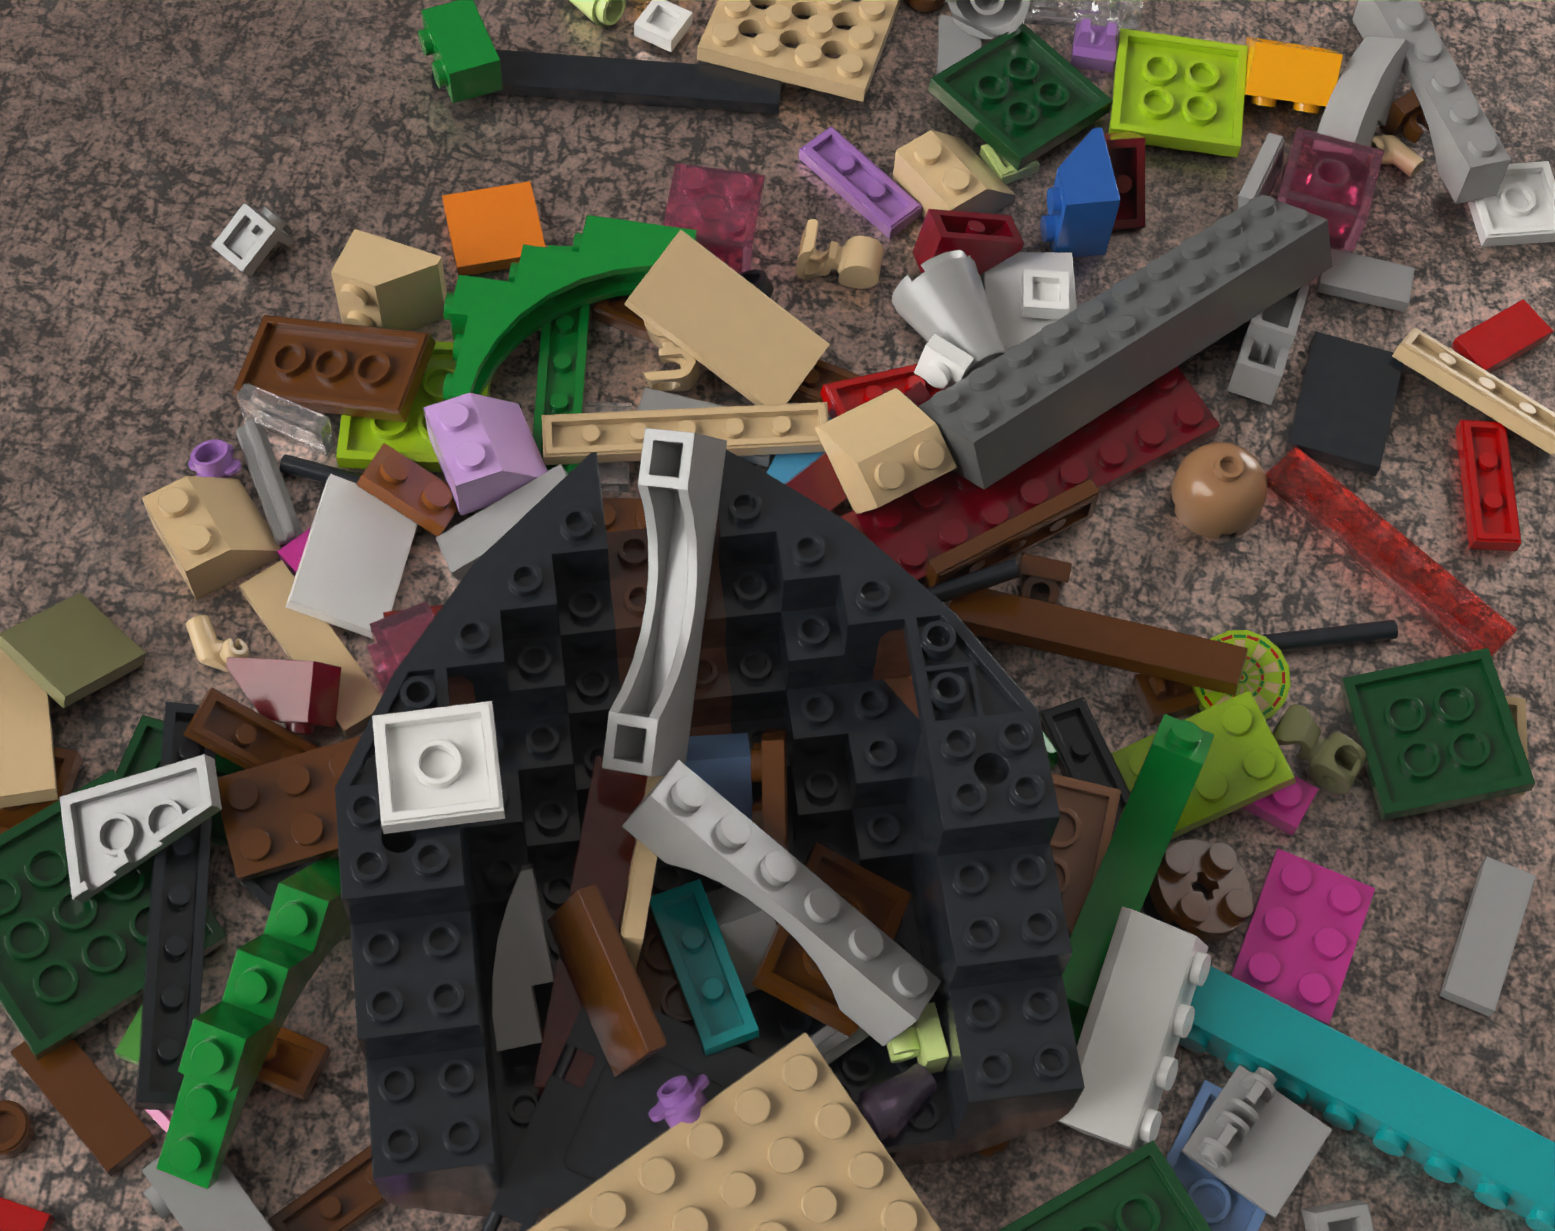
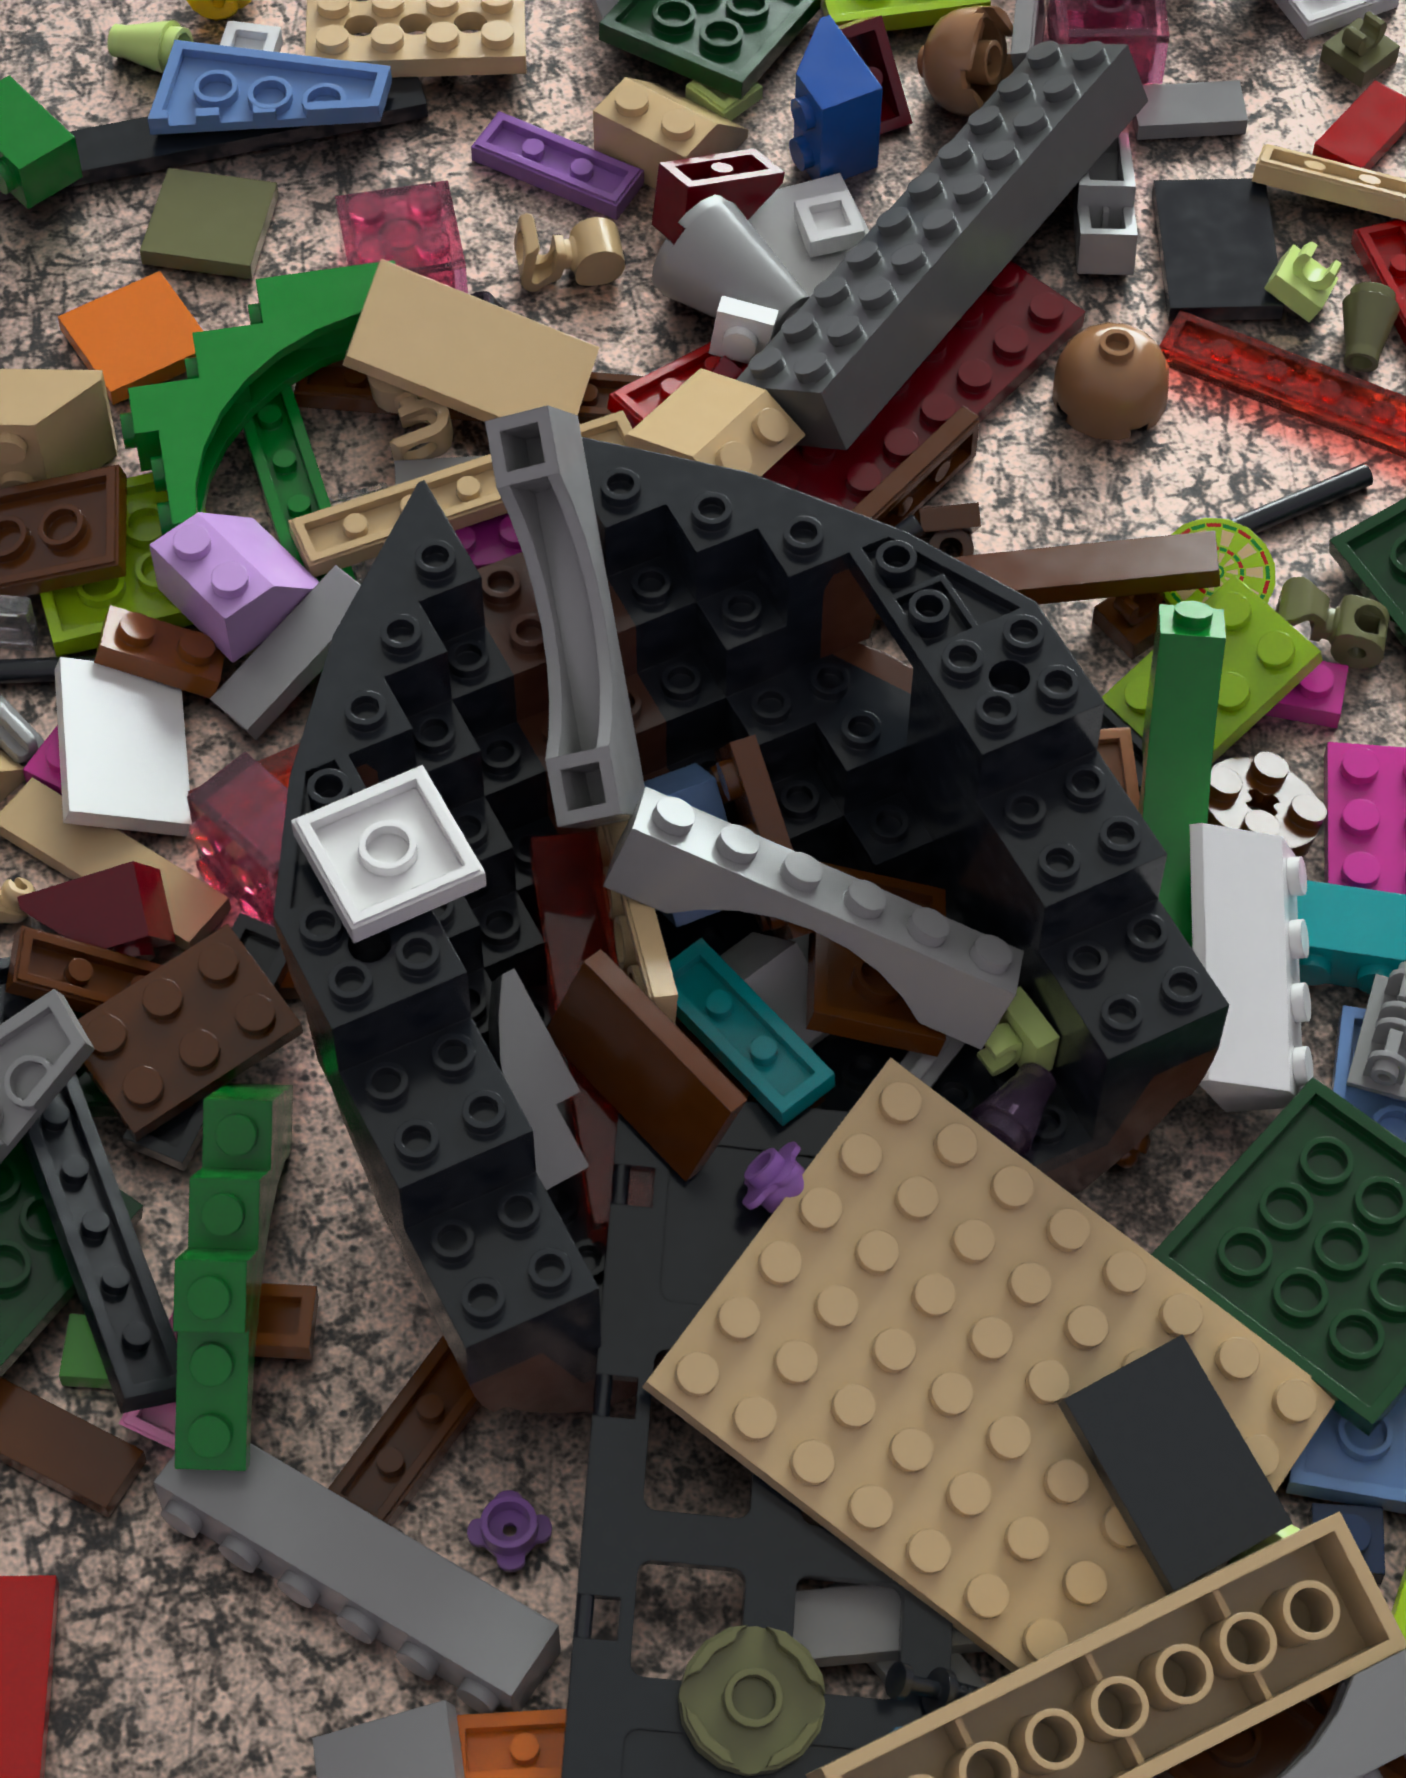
camera: 15 degrees left, 5 degrees down
(583, 153) = (209, 223): none -> olive tile
(651, 57) = (259, 89): none -> medium blue wing
(1203, 189) = (966, 57): none -> medium nougat cylinder
(1401, 452) = (1302, 281): none -> yellowish green tile
(1441, 503) = (1367, 322): none -> olive cone
(1522, 270) = (1361, 50): none -> olive tile

